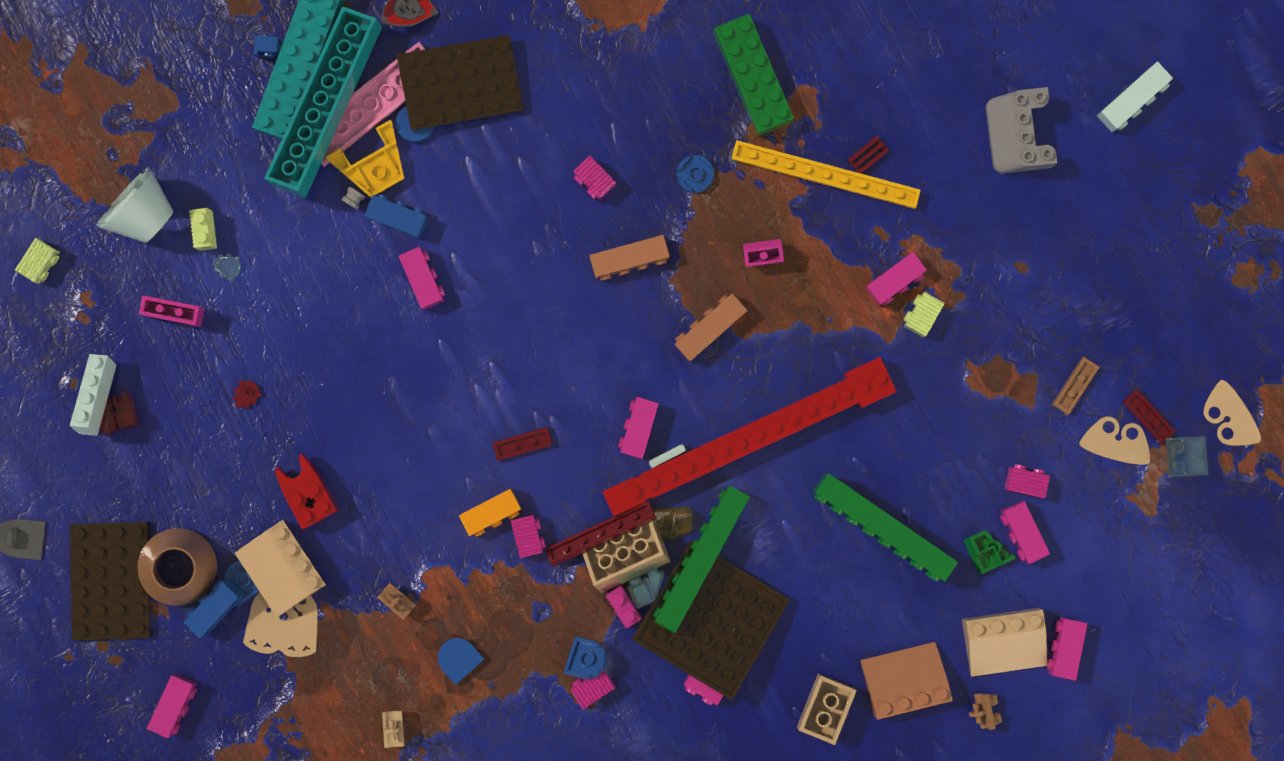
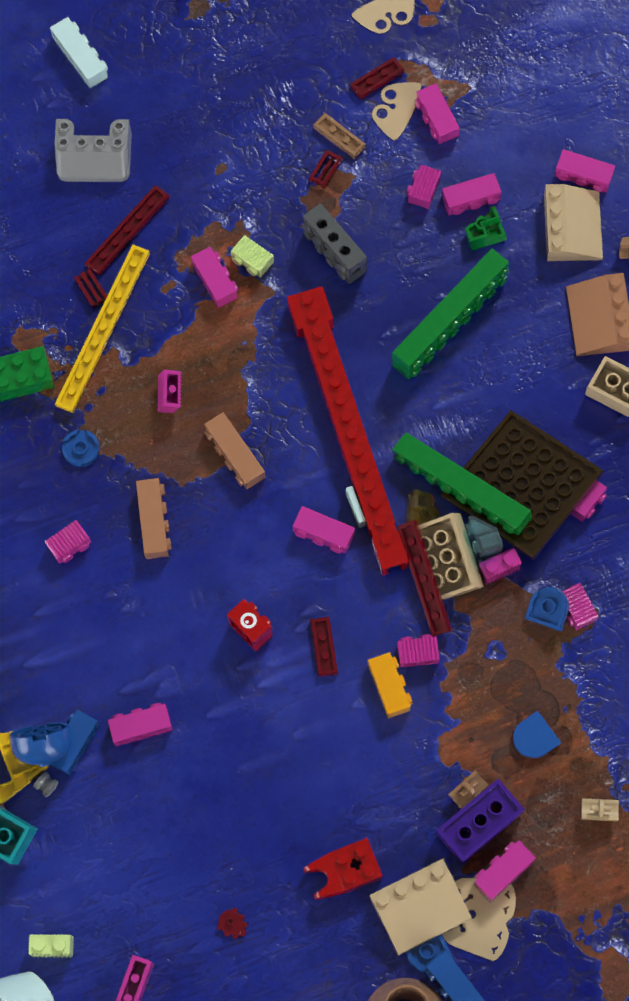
camera: 75 degrees left, 15 degrees down
(227, 266) = (94, 927): clear light blue piece -> none
(324, 643) = (504, 870): none -> dark pink brick
(354, 619) = (479, 807): none -> dark purple brick
(386, 187) = (41, 743): none -> blue cylinder
(530, 369) = (249, 624): none -> red brick
(938, 181) = (127, 230): none -> dark red tile
(969, 379) = (334, 244): none -> dark grey brick
(1020, 371) = (319, 181): none -> dark red tile
(1113, 485) = (437, 114): none -> dark pink brick
(1187, 456) = (418, 47): clear light blue slope -> none

